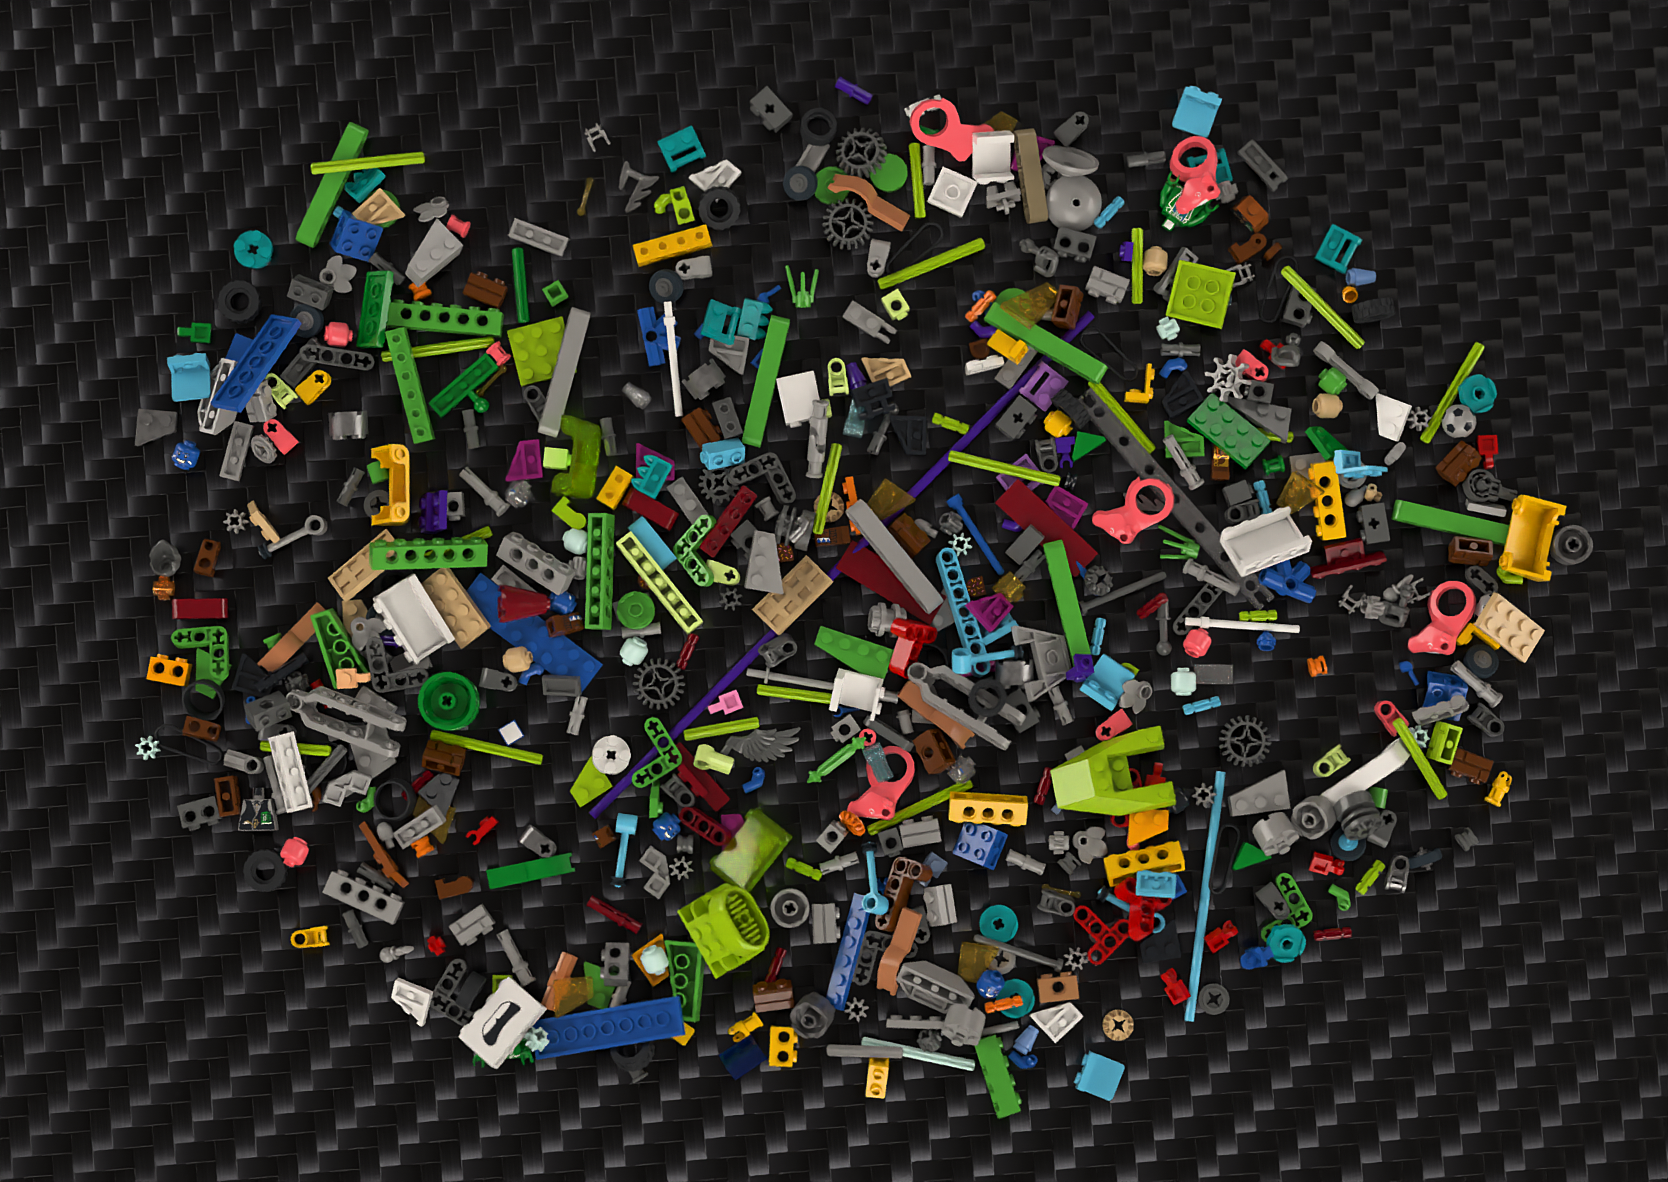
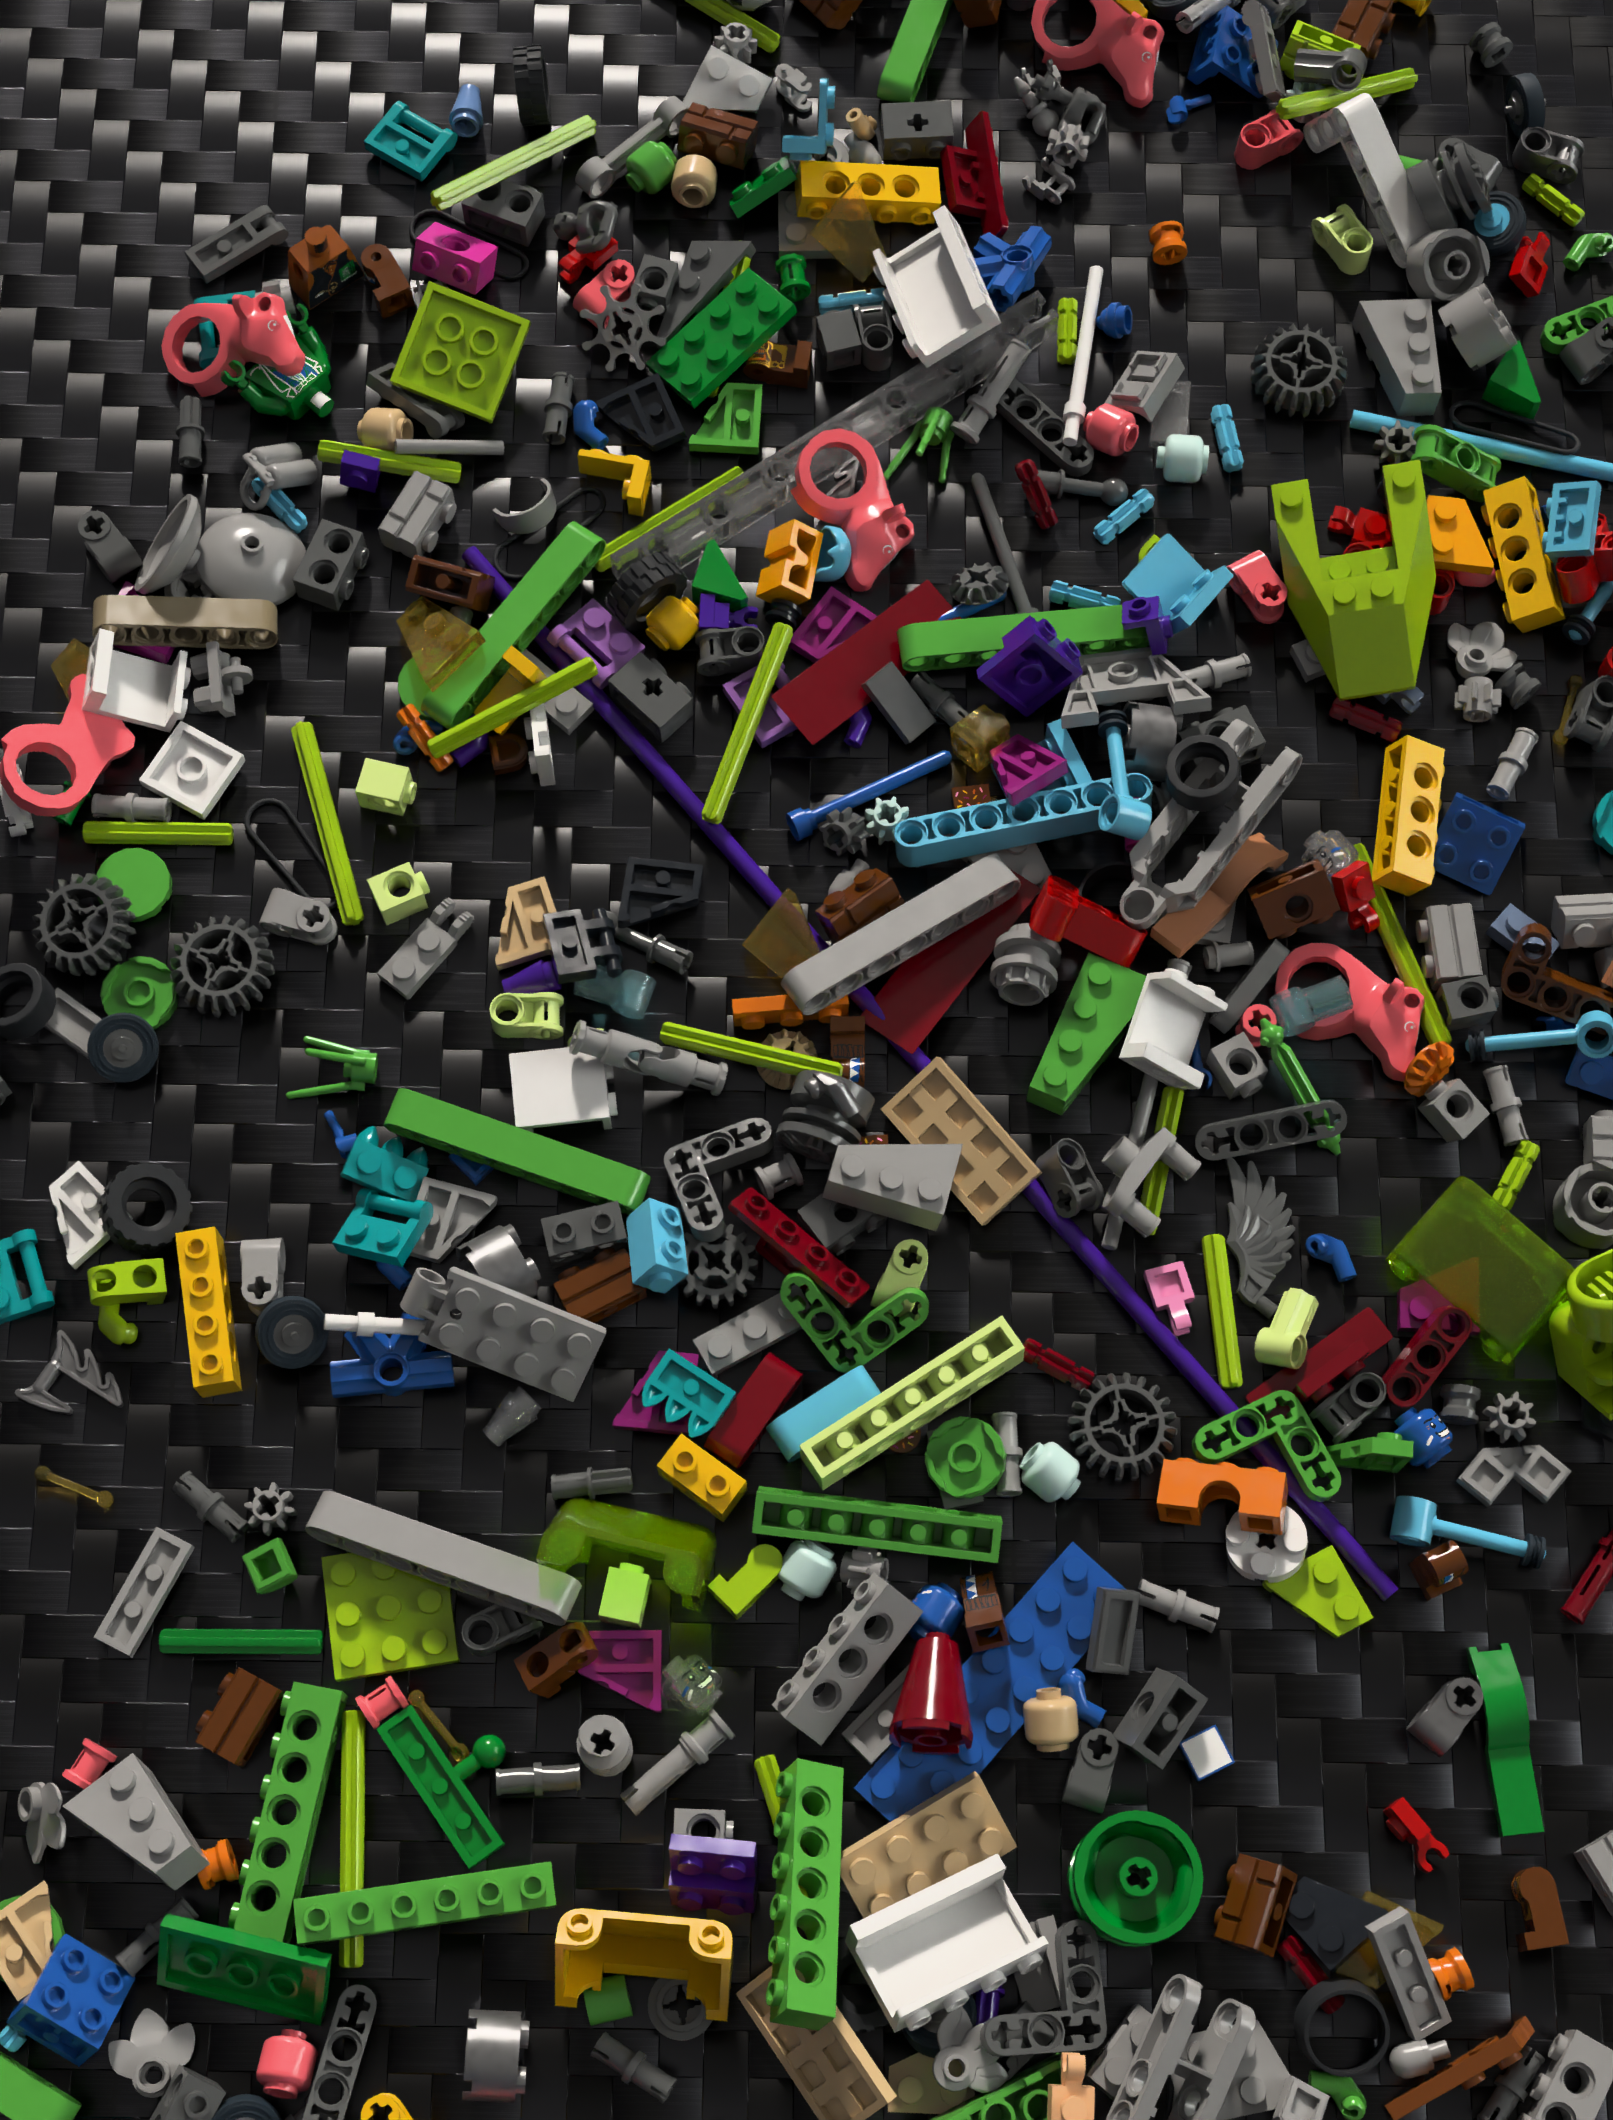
camera: 85 degrees left, 15 degrees down
(484, 450) = (600, 1729): none -> light grey piece
(487, 747) = (1234, 1810): lime axle -> none
(522, 709) = (1160, 1718): none -> dark grey brick
(523, 430) = (556, 1659): none -> reddish brown leg
(581, 261) = (210, 1506): none -> dark grey pin
(581, 283) = (260, 1511): none -> light grey gear
(630, 715) = (1190, 1486): none -> orange arch
(673, 385) = (504, 1330): none -> light grey hinge
(732, 604) = (961, 1274): dark grey gear -> none
(783, 678) = (1131, 1167): none -> light grey connector
(810, 747) = (1269, 1124): none -> dark grey beam
(876, 205) = (196, 905): nougat piece -> none
(941, 781) = (1353, 890): none -> red plate
(950, 423) = (647, 818): lime axle -> none
(952, 290) = (385, 787): none -> yellowish green brick
(996, 348) = (512, 707): none -> lime axle
(1042, 258) = (343, 617): dark grey piece -> none
(1047, 609) = (1031, 666): none -> dark purple plate
(1096, 482) = (793, 560): none -> light orange brick
(1104, 499) = (834, 555): none -> medium azure hair
(1114, 348) = (531, 519): none -> light grey helmet
(1124, 208) = (279, 468): none -> light grey piece
(1135, 695) = (1197, 539): light grey plate -> none
(1148, 653) = (1123, 516): none -> medium azure axle
(1149, 295) = (453, 447): none -> light grey bar
(1168, 328) = (516, 421): light aqua gear -> none
(1187, 470) = (784, 414): light grey pin -> none
(1193, 815) = (1455, 462): none -> bright green piece
(1196, 111) = (113, 336): medium azure bracket -> none
(1219, 655) = (1146, 397): none -> light grey piece
(1263, 292) = (454, 258): none -> dark pink brick
(1272, 251) = (398, 241): reddish brown tile -> none
(1349, 294) = (500, 128): light orange hinge -> none
(1356, 415) = (718, 135): none -> reddish brown brick
(1428, 753) = (1325, 67): none -> dark grey piece

